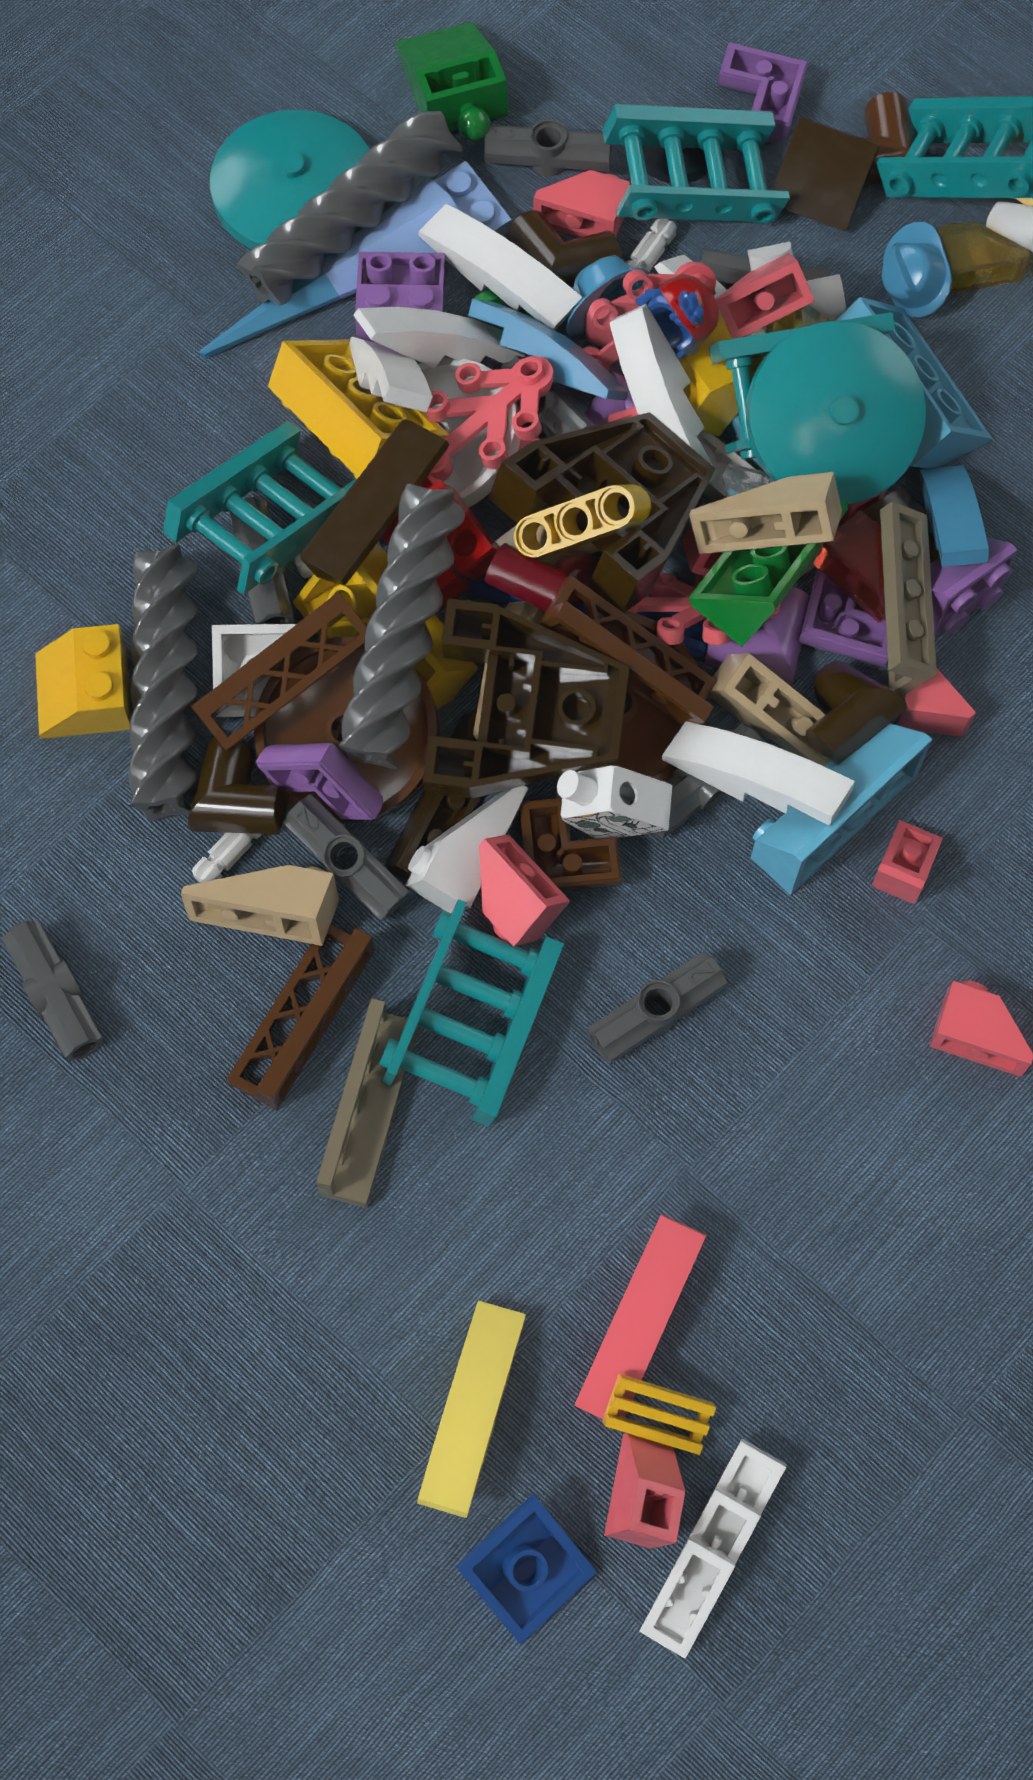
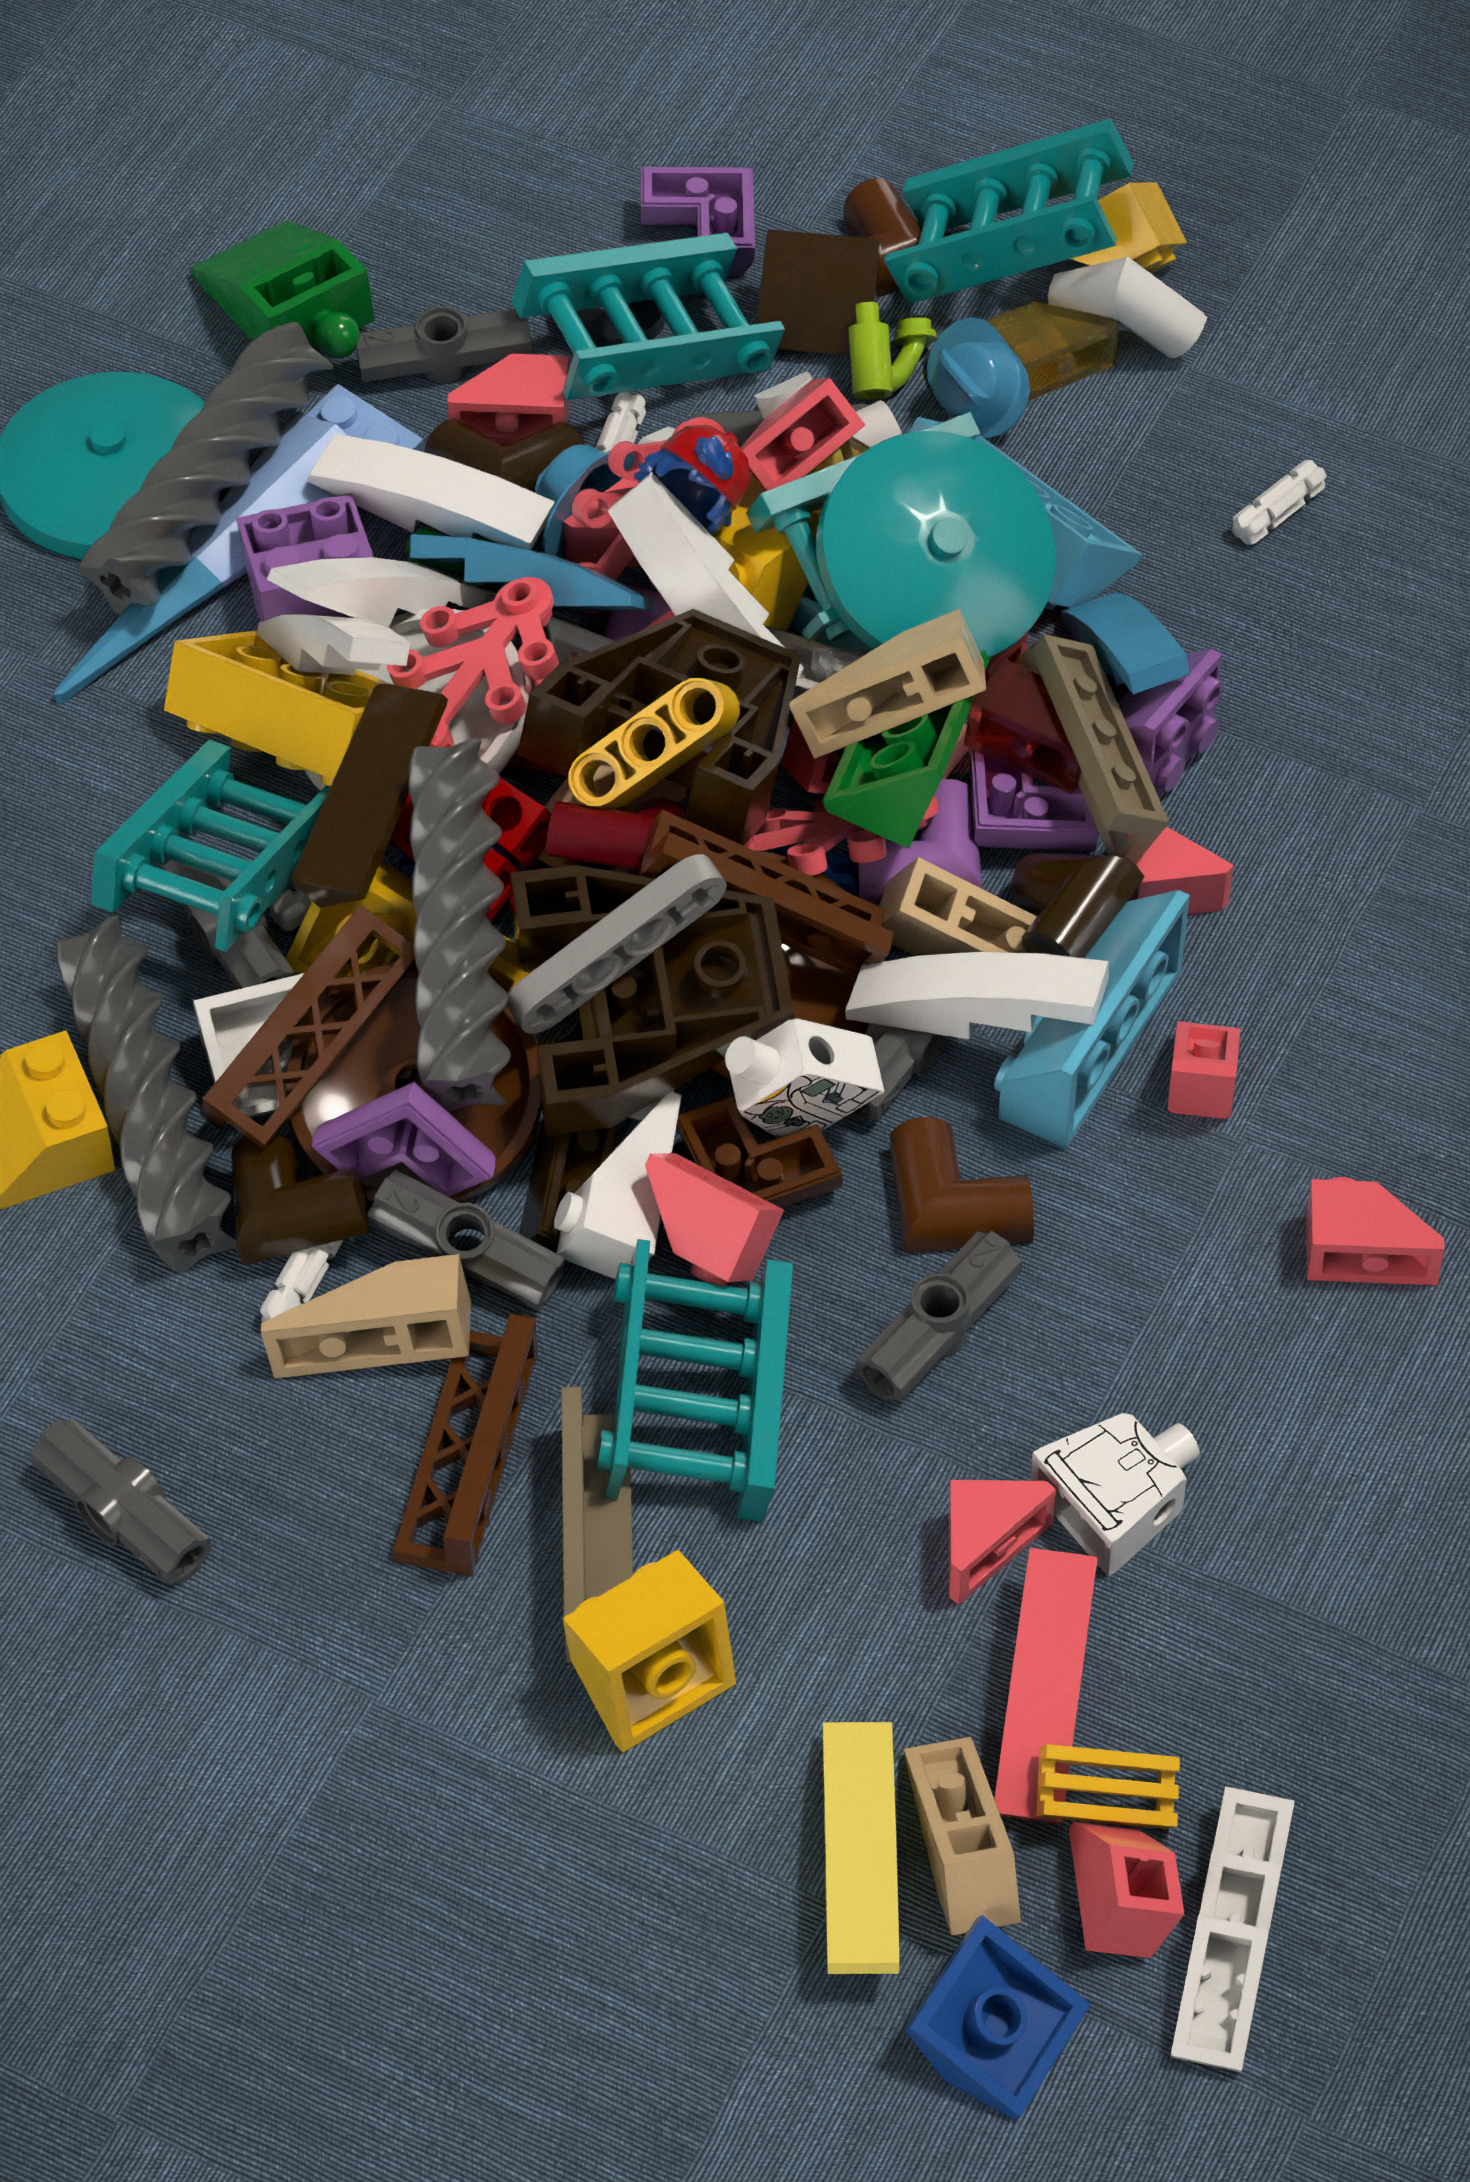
camera: 15 degrees left, 15 degrees down
(370, 1216) = (651, 1648): none -> yellow slope
(505, 674) = (616, 943): none -> light grey beam
(546, 1418) = (963, 1835): none -> tan slope
(639, 1184) = (992, 1526): none -> coral slope
(687, 921) = (940, 1208): none -> reddish brown brick
(740, 1176) = (1116, 1484): none -> white torso
(846, 231) = (870, 352): none -> lime plant

